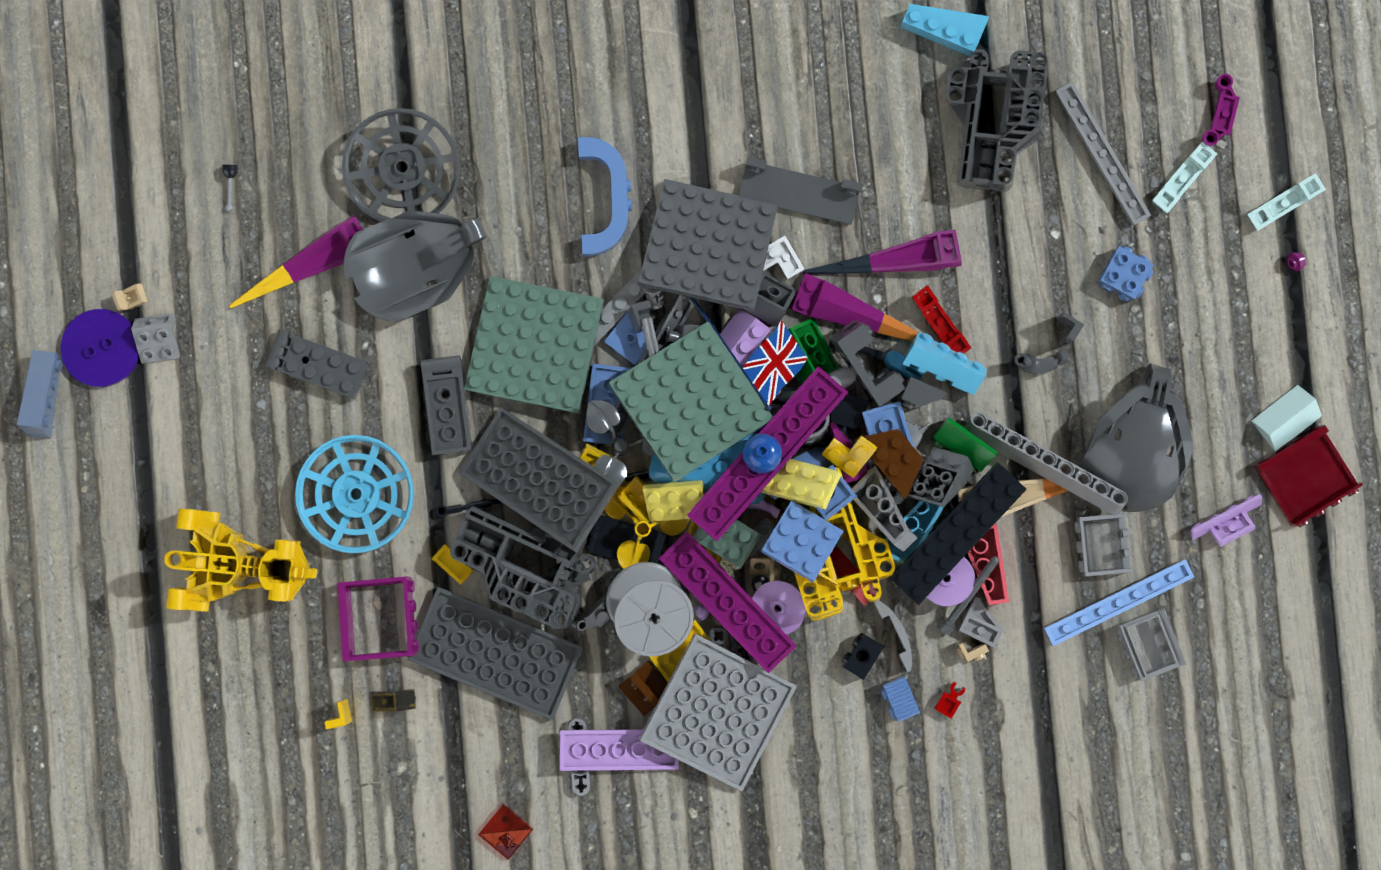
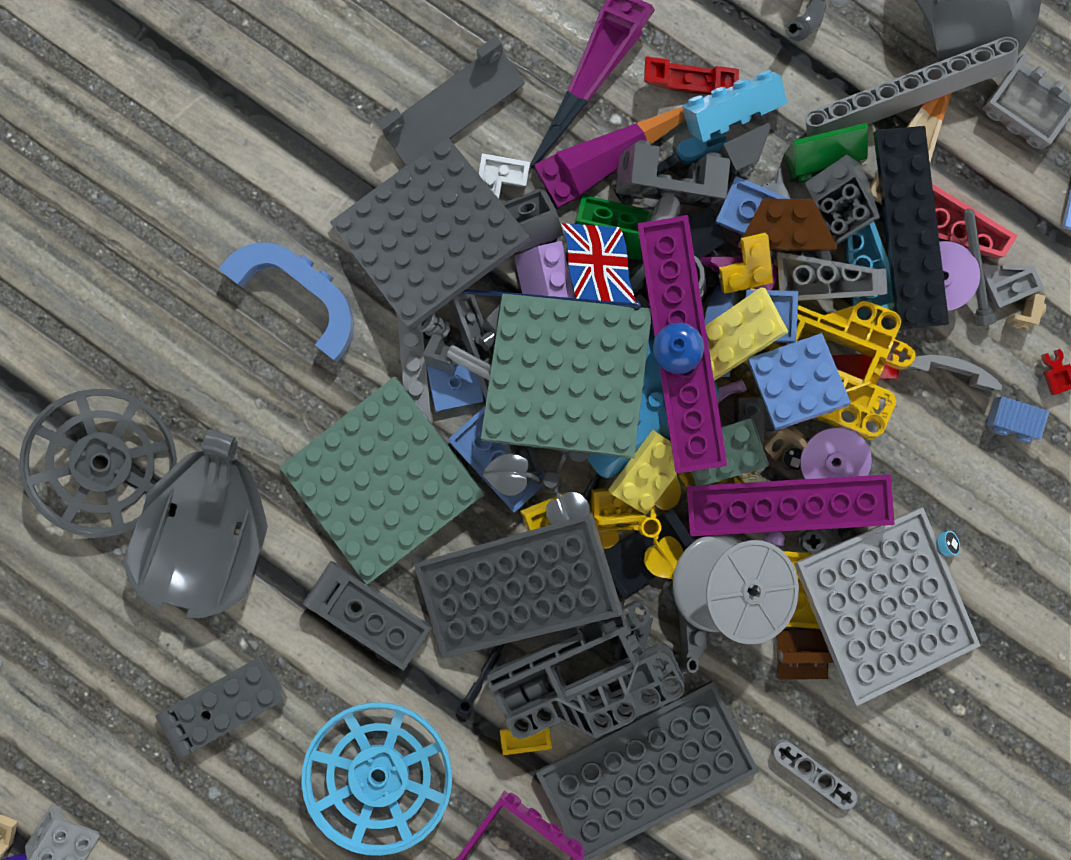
camera: 45 degrees left, 0 degrees up
(320, 255) = (117, 620): magenta plate -> none
(610, 751) = (835, 743): lavender plate -> none
(788, 720) = (948, 543): none -> tile
(873, 650) = (958, 427): black brick -> none

